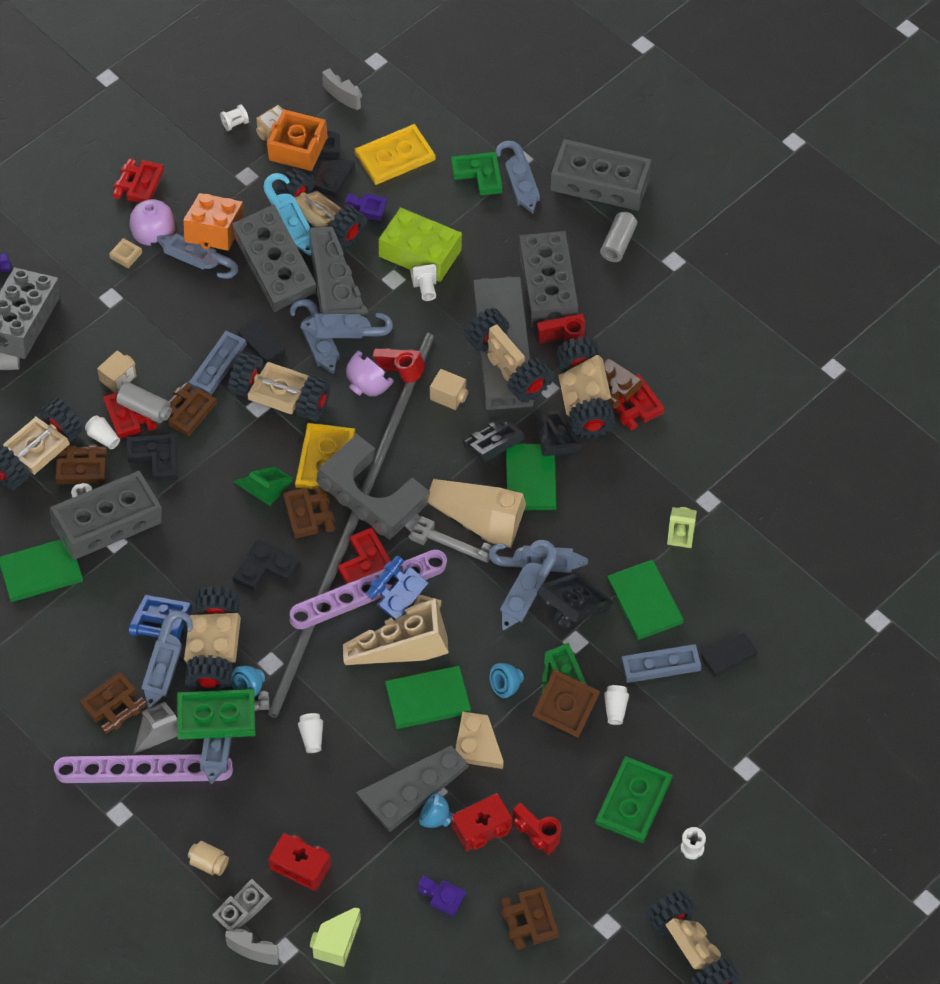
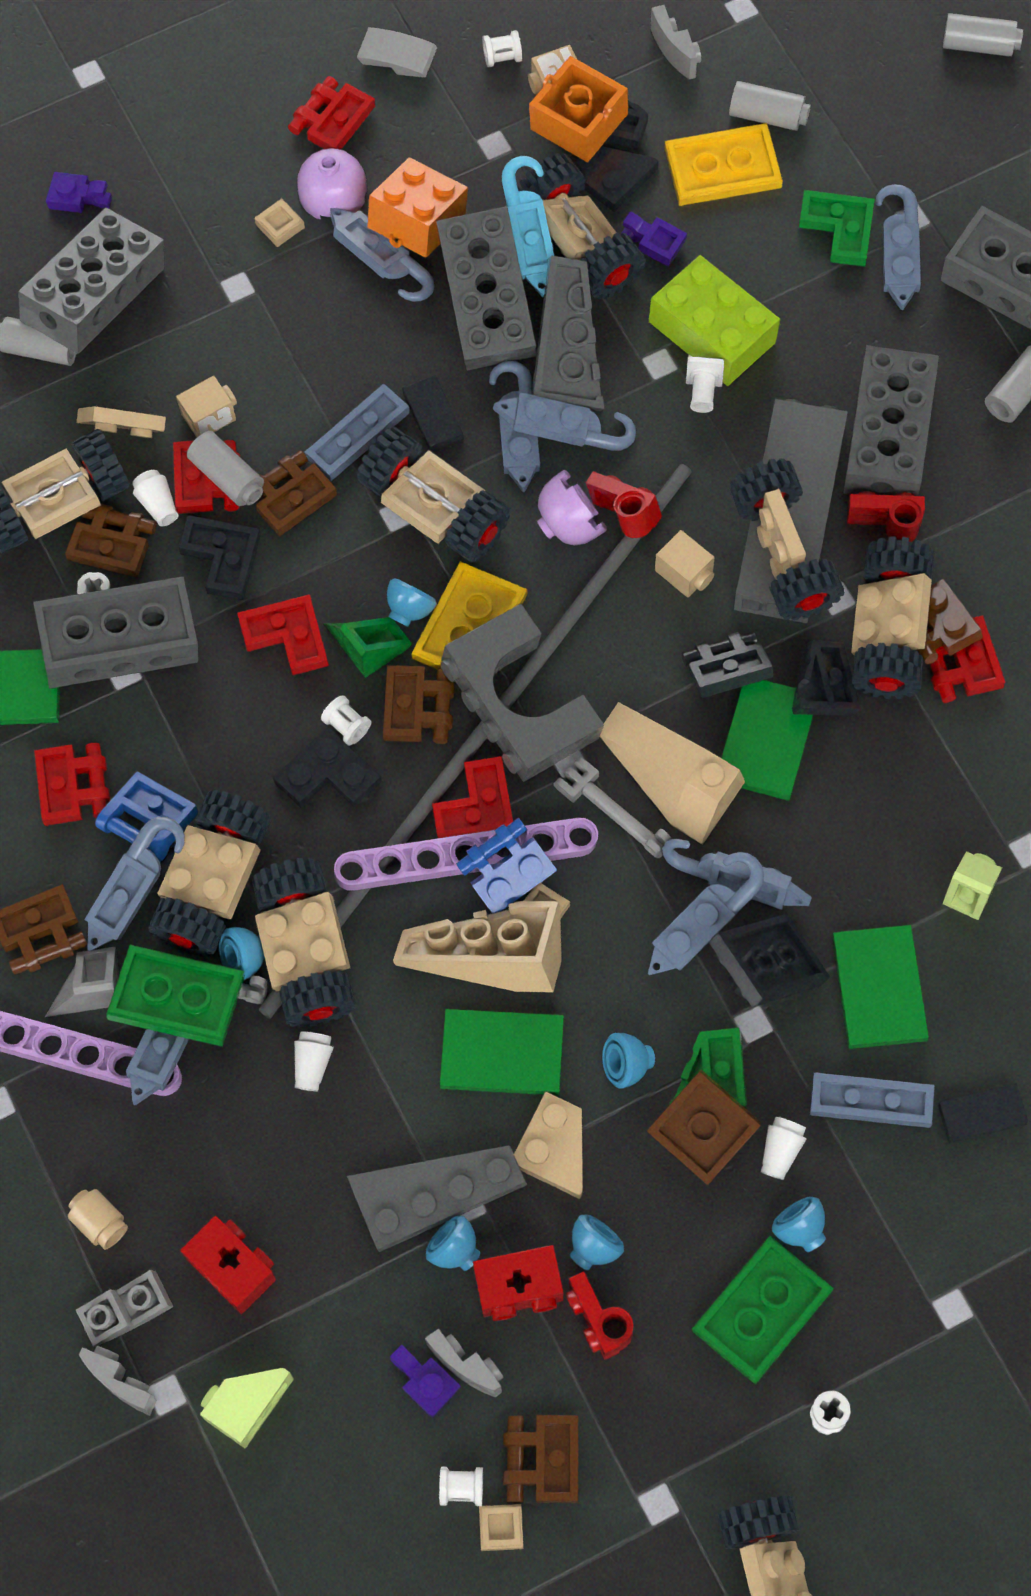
camera: 20 degrees right, 10 degrees up
(64, 391) = (110, 419): none -> tan wing
(97, 616) = (59, 784): none -> red plate
(168, 133) = (397, 50): none -> light grey slope
(214, 485) = (287, 623): none -> red plate
(267, 531) = (346, 720): none -> white bush
(283, 453) = (408, 602): none -> dark azure brick
(285, 664) = (303, 942): none -> plate
(413, 113) = (769, 106): none -> light grey brick
(472, 880) = (473, 1371): none -> light grey slope
(485, 946) = (461, 1486): none -> white bush
(516, 965) = (501, 1527): none -> tan tile
(520, 788) = (594, 1243): none -> dark azure brick
(530, 42) = (982, 34): none -> light grey brick
(642, 743) = (801, 1224): none -> dark azure brick

